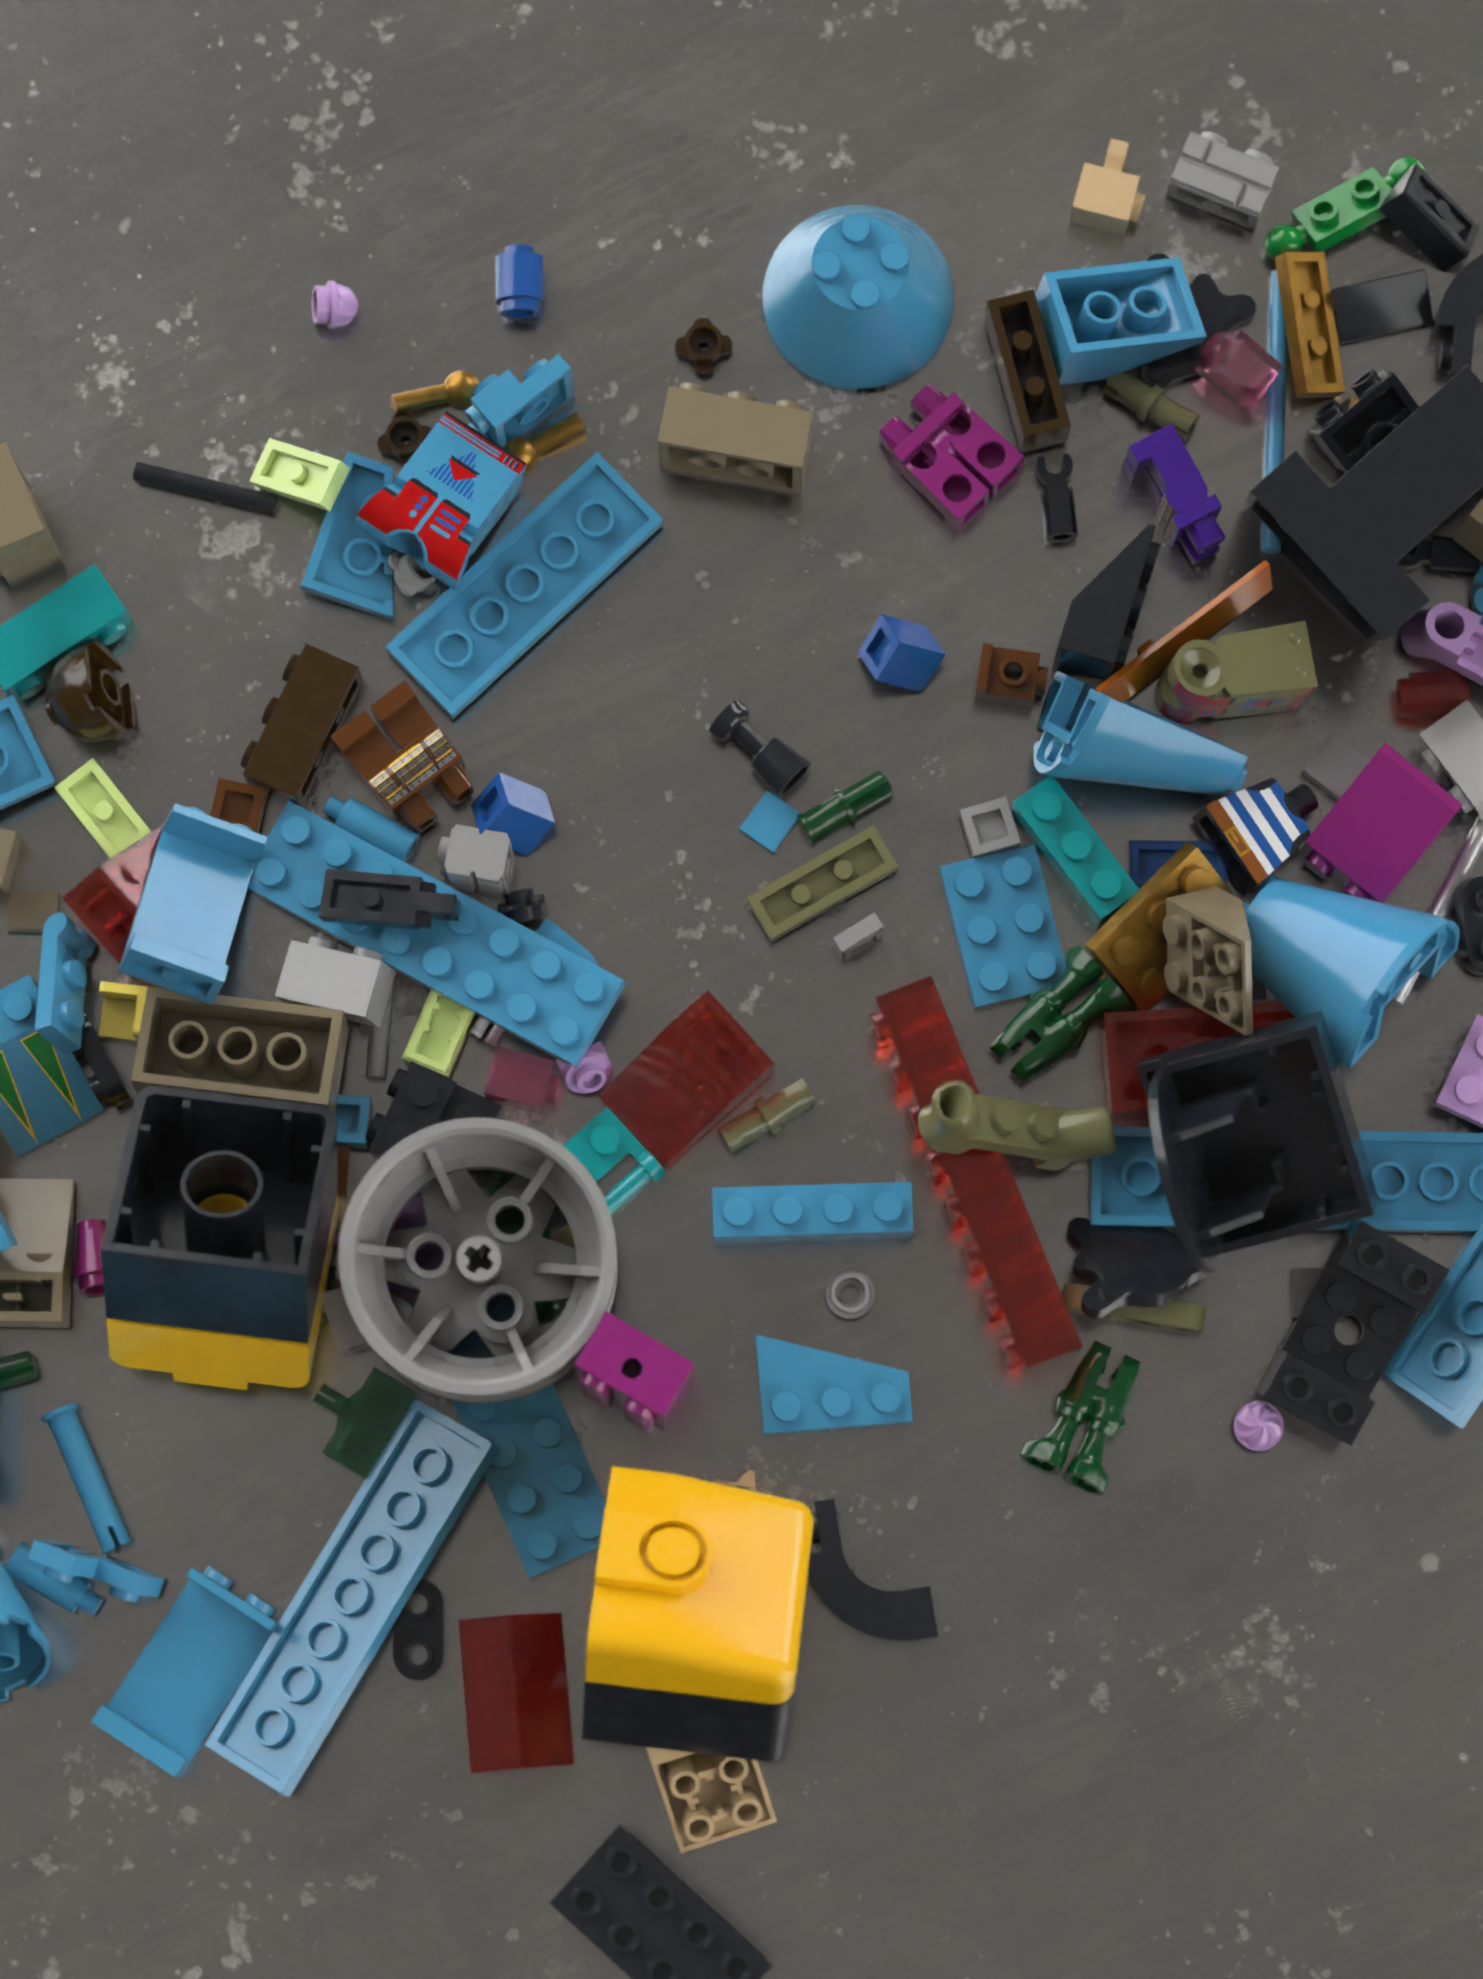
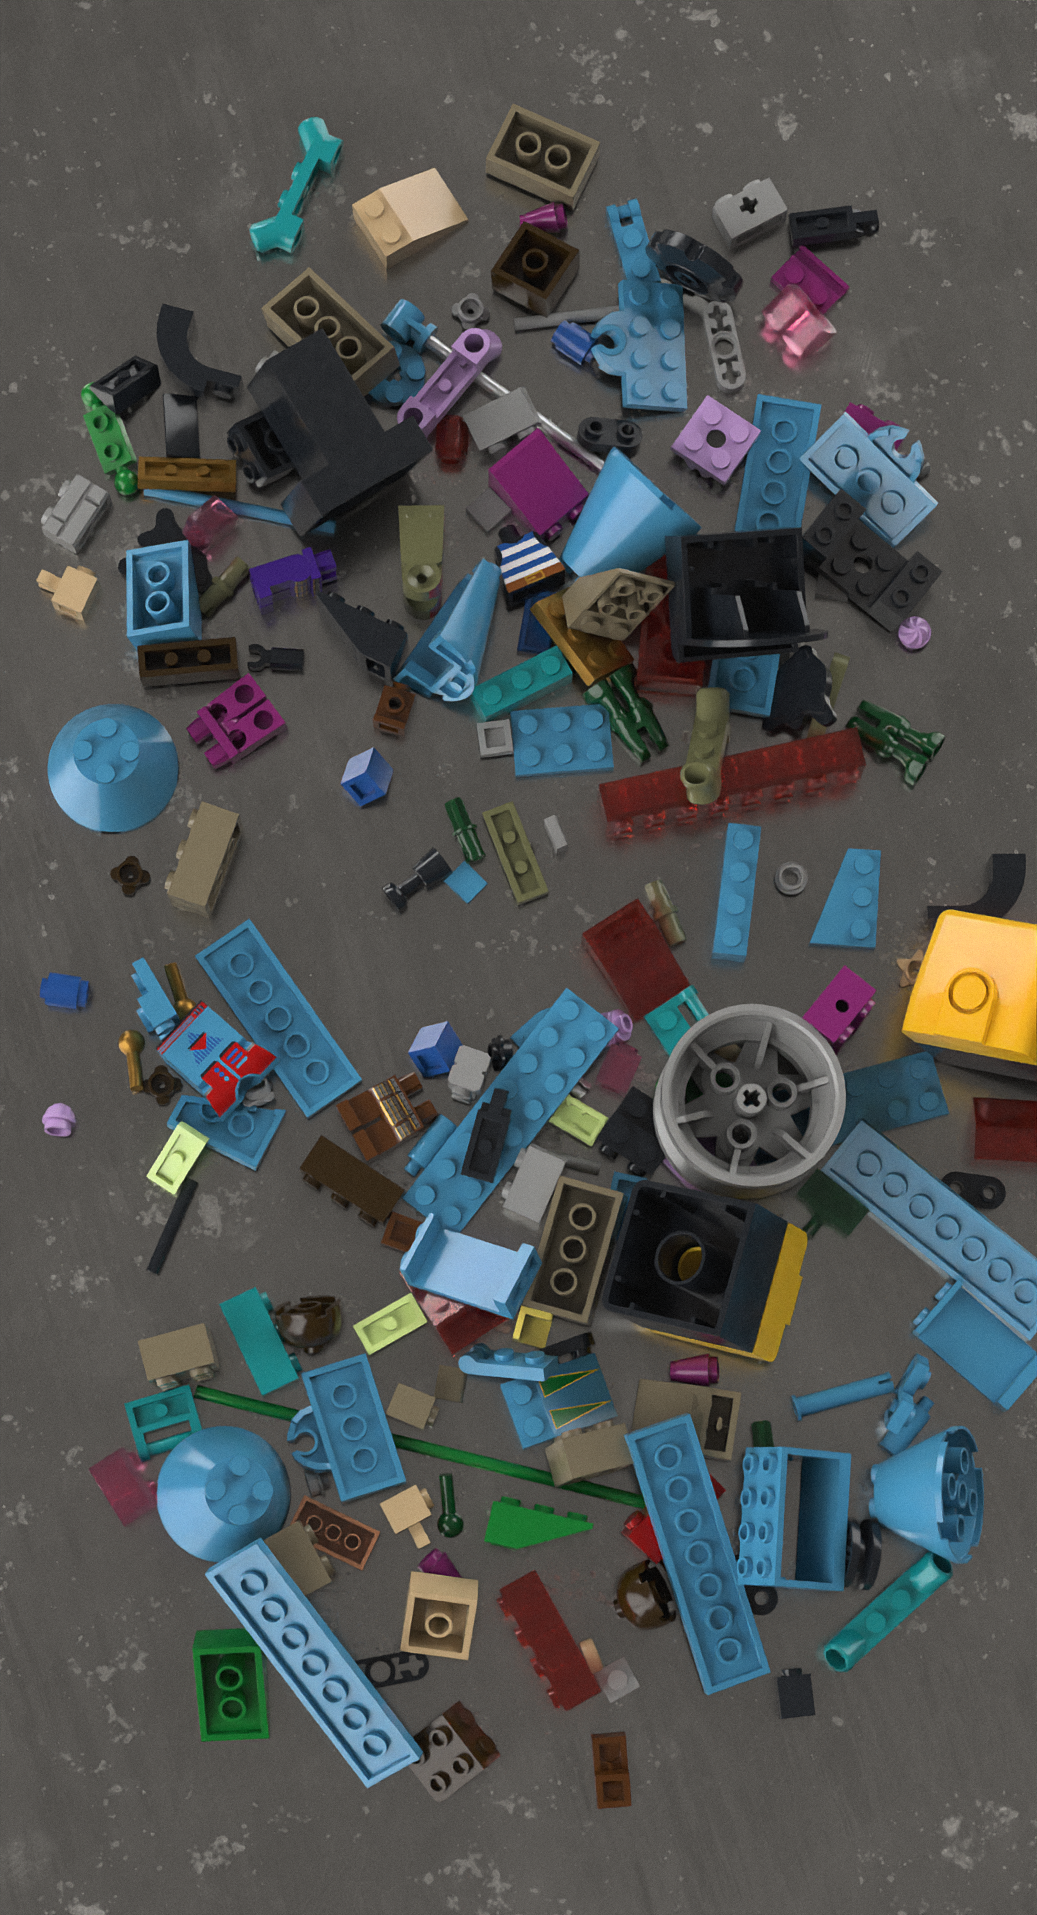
camera: 85 degrees left, 0 degrees up
(1155, 657) = (398, 612): orange piece -> none

